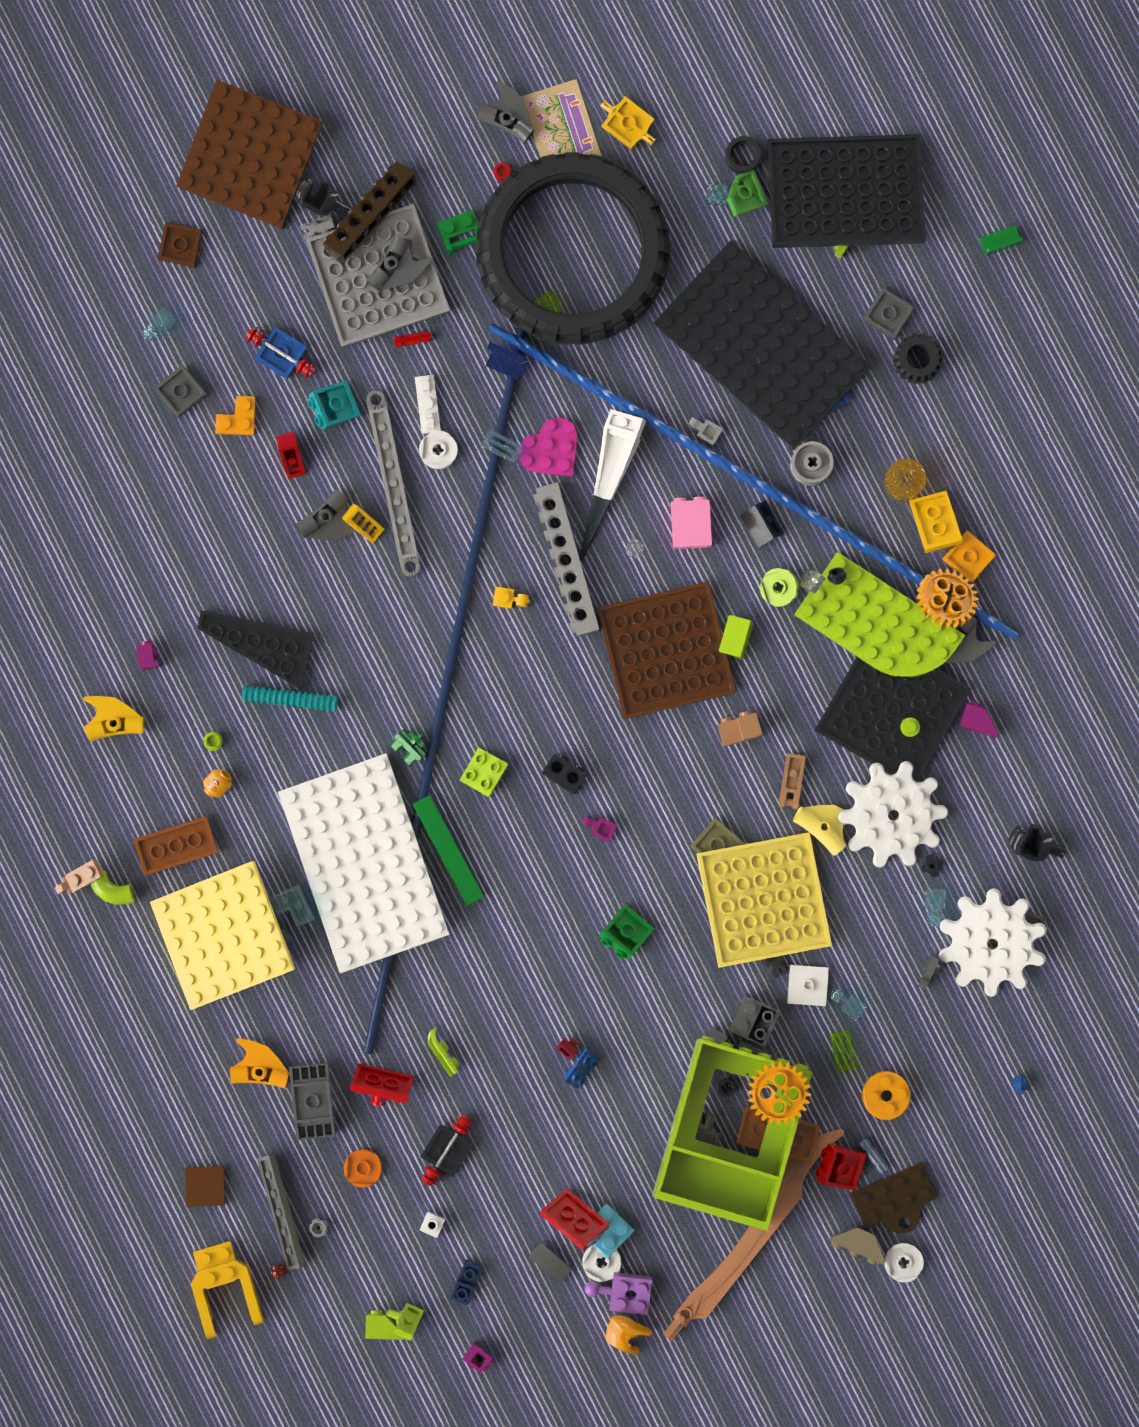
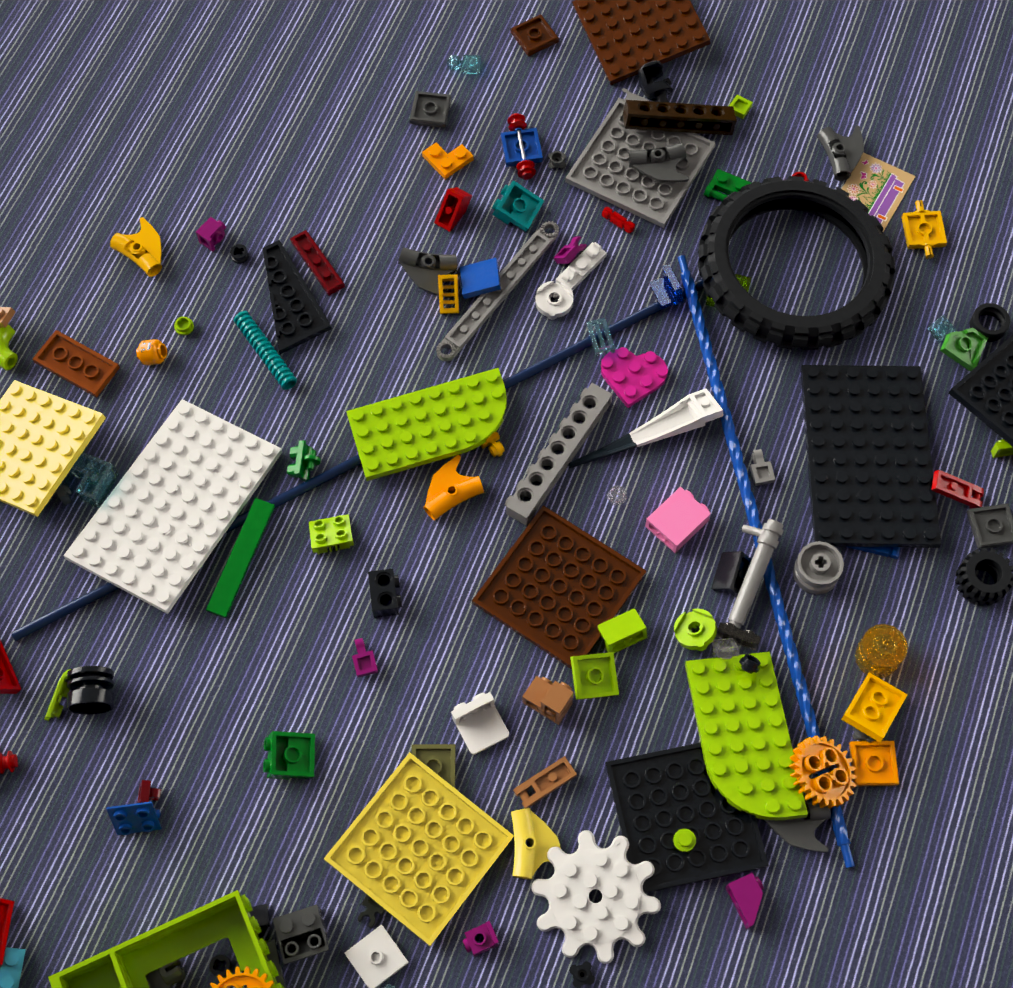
camera: 50 degrees right, 20 degrees down
(186, 653) = (241, 249): none -> black bush
(244, 596) = (317, 262): none -> dark red tile
(316, 331) = (557, 156): none -> dark grey plate
(372, 489) = (480, 278): none -> blue tile
(397, 151) = (741, 106): none -> lime plate
(408, 404) = (568, 252): none -> magenta plate
(461, 632) = (428, 423): none -> lime plate
(462, 1029) = (90, 690): none -> black wheel
(517, 657) = (450, 489): none -> light orange pin
(715, 789) = (479, 723): none -> white bracket
(751, 684) = (594, 675): none -> lime plate
(766, 484) = (767, 543): none -> light grey cylinder
(815, 558) = (744, 638): none -> clear smoke plate
(843, 313) = (957, 489): none -> red plate
(854, 902) = (489, 942): none -> magenta brick

